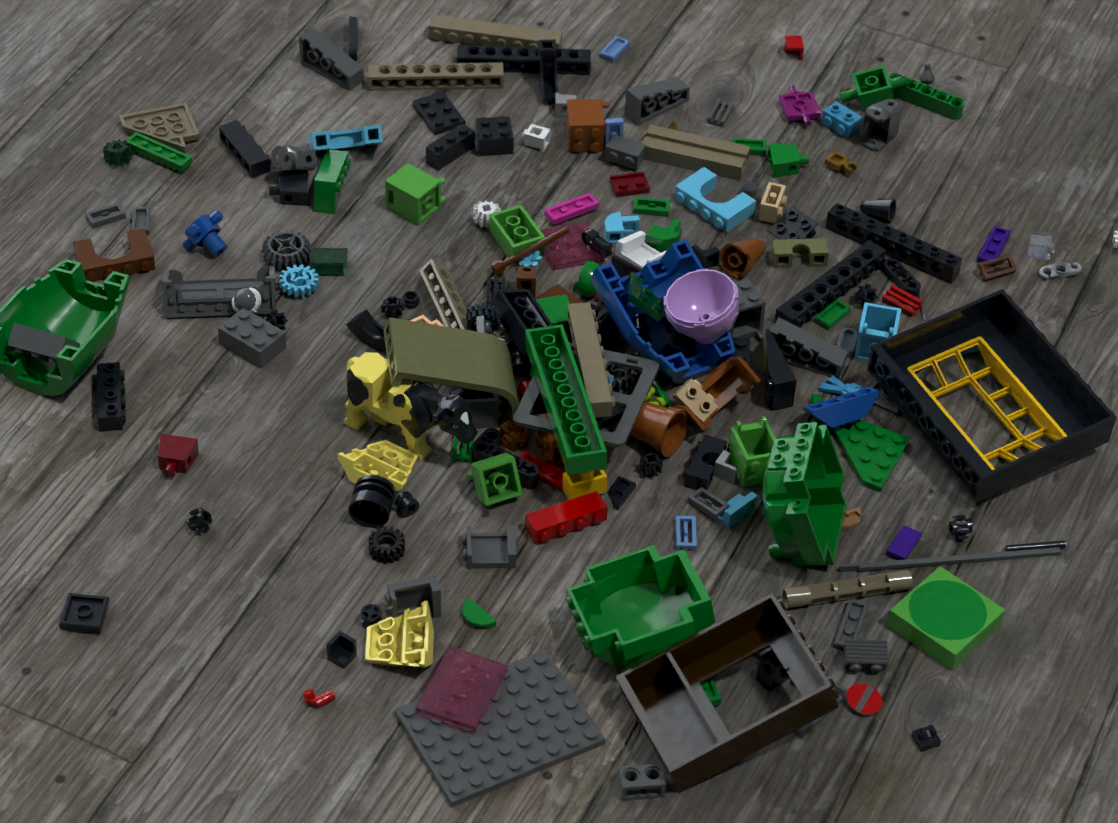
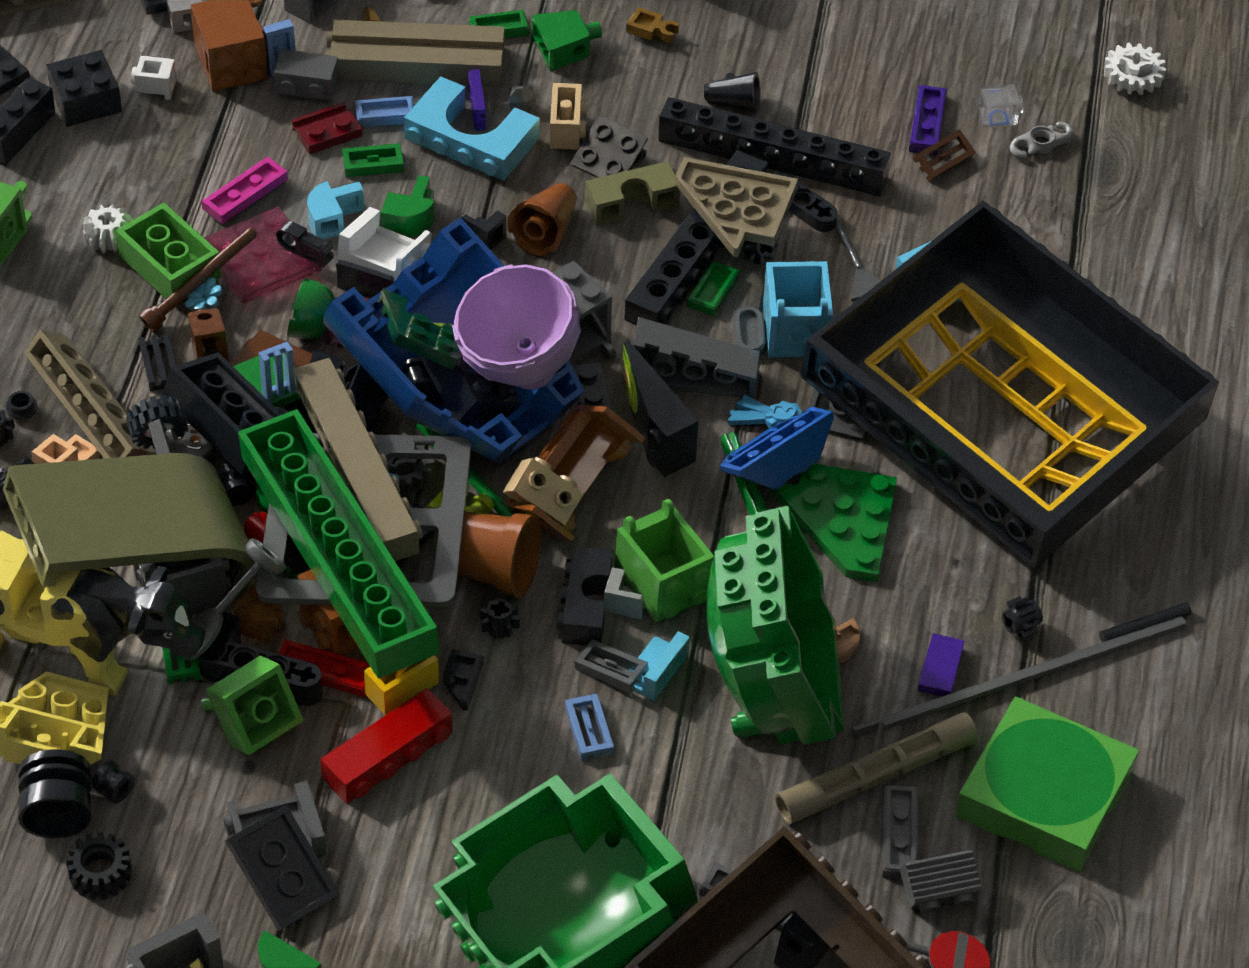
camera: 15 degrees left, 5 degrees up
(484, 429) = (212, 618): none -> dark grey piece
(487, 566) = (282, 868): none -> black plate
(558, 315) = (265, 371): none -> medium blue tile
(664, 181) = (383, 111): none -> medium blue tile
(722, 184) = (476, 100): none -> dark purple tile
(859, 267) = (737, 201): none -> dark tan wing
(904, 298) = (816, 237): red tile -> none

